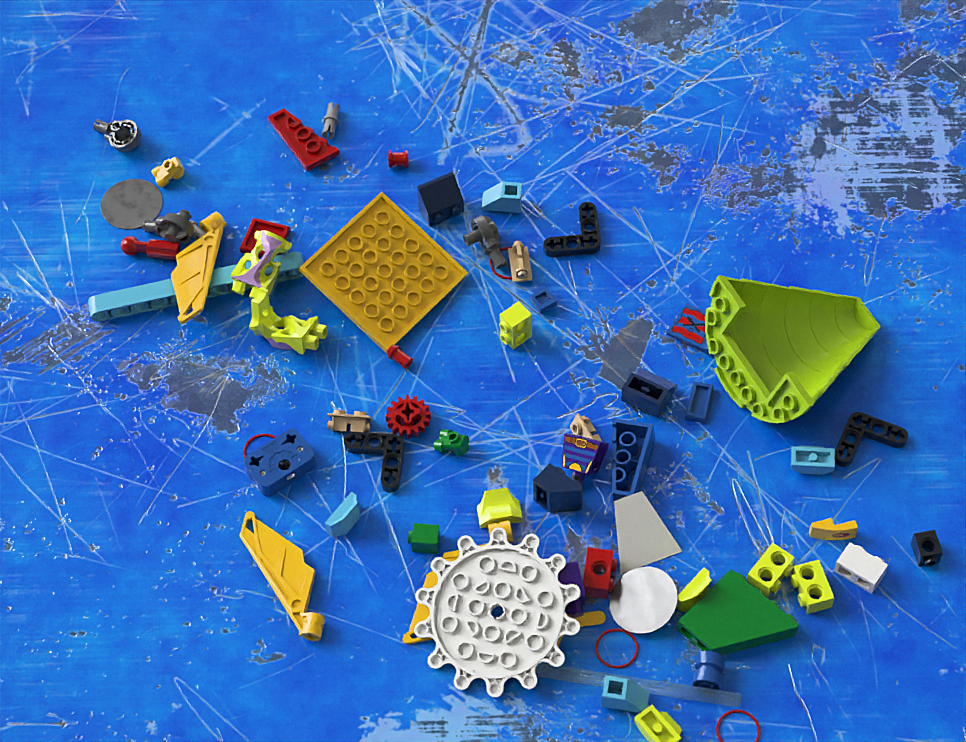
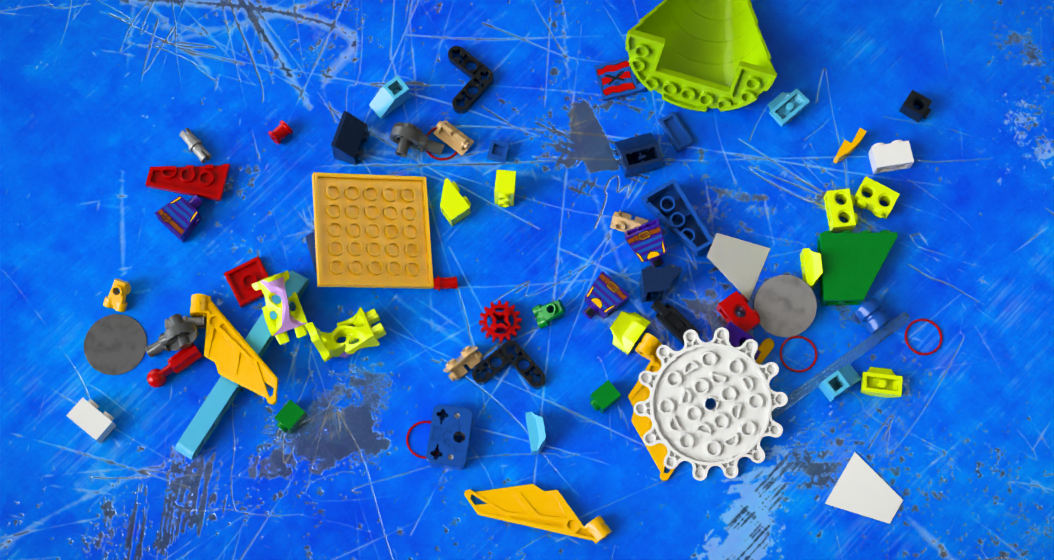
camera: 50 degrees left, 15 degrees up
(58, 235) = (91, 420): none -> white brick
(119, 135) = (46, 298): dark grey pin -> none
(187, 349) = (290, 417): none -> green brick
(267, 157) = (180, 216): none -> torso
(465, 306) = (452, 204): none -> neon yellow slope
(505, 468) = (604, 297): none -> torso
(542, 527) = (672, 320): none -> black hinge
(859, 431) = (795, 60): black beam -> none

